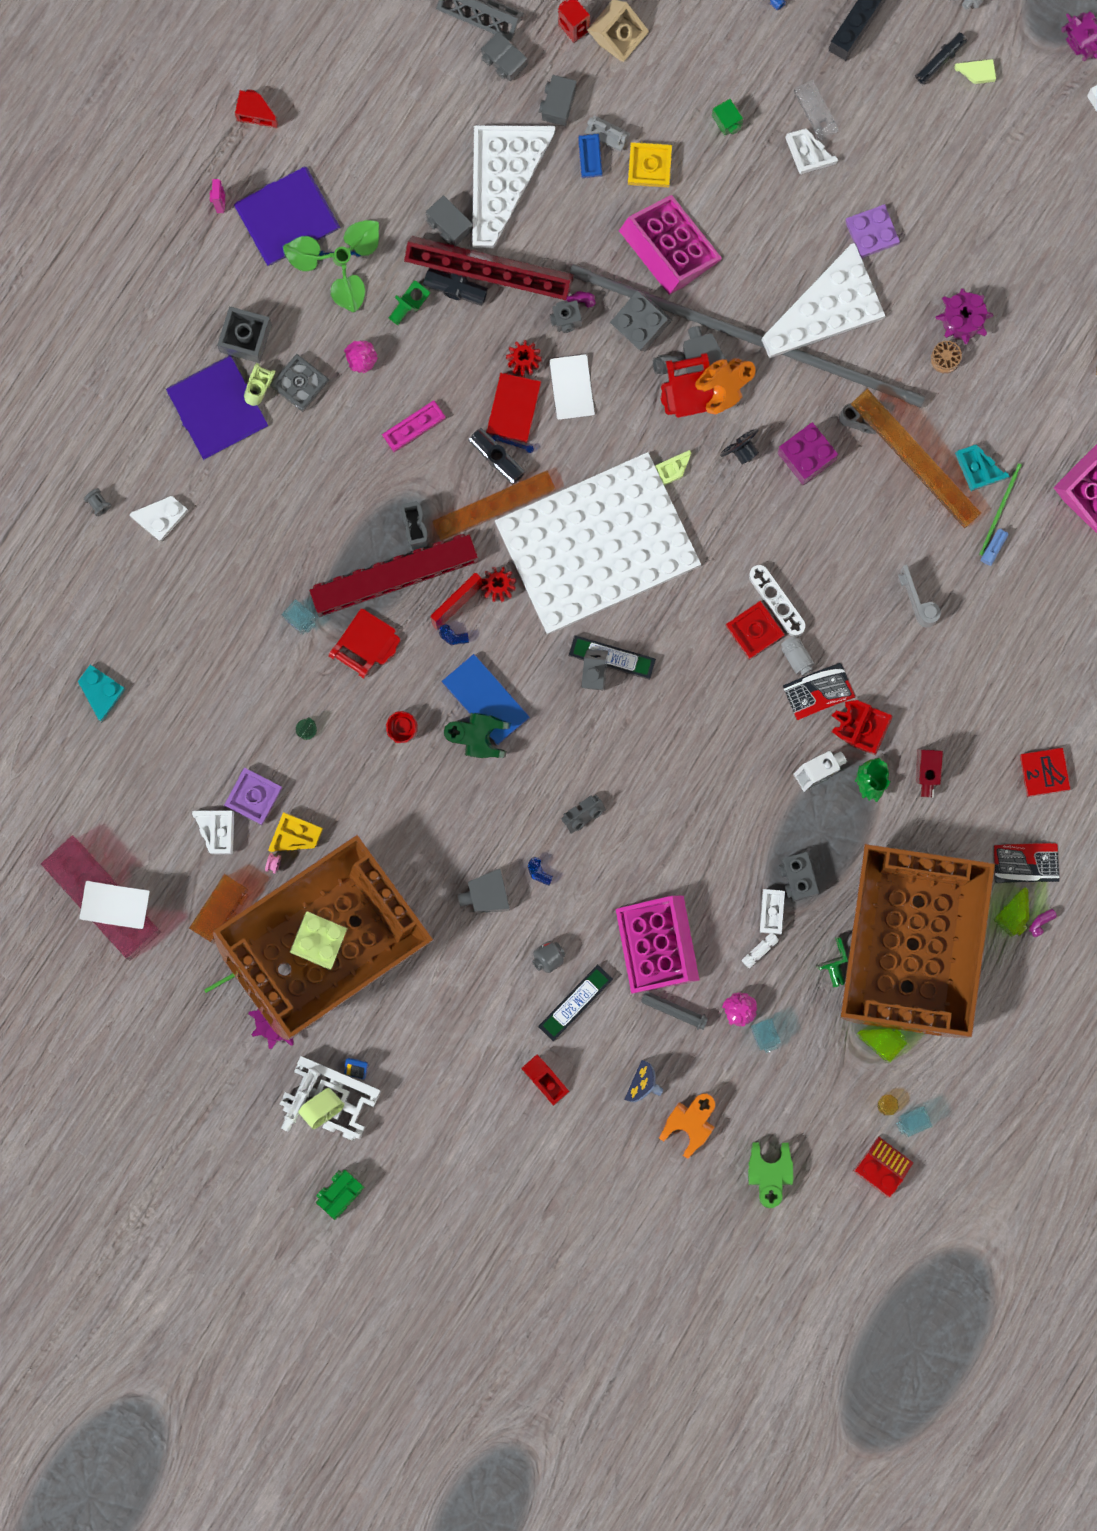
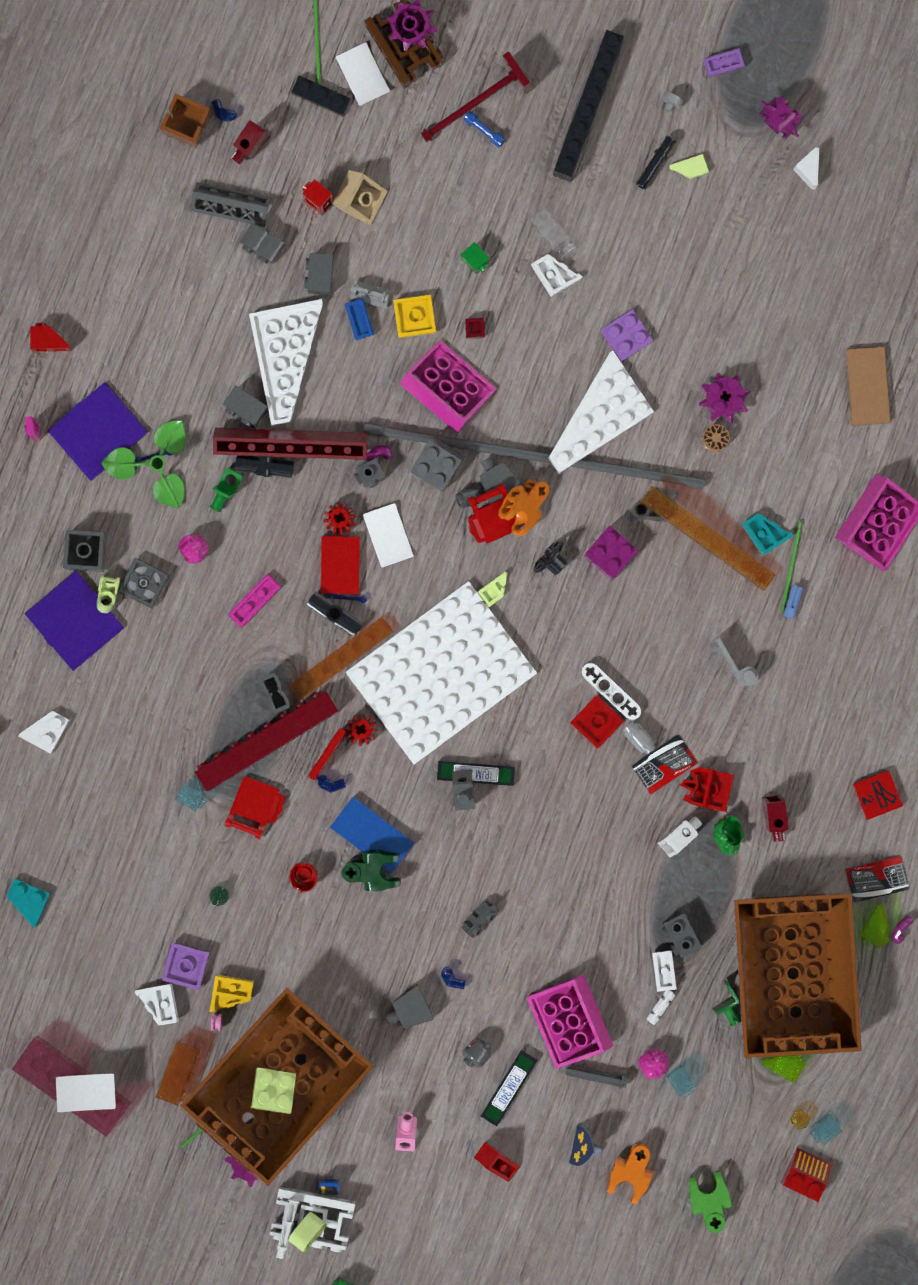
camera: 15 degrees left, 5 degrees up
(453, 1025) = (406, 1132): none -> bright pink bracket
(711, 190) = (475, 328): none -> dark red plate

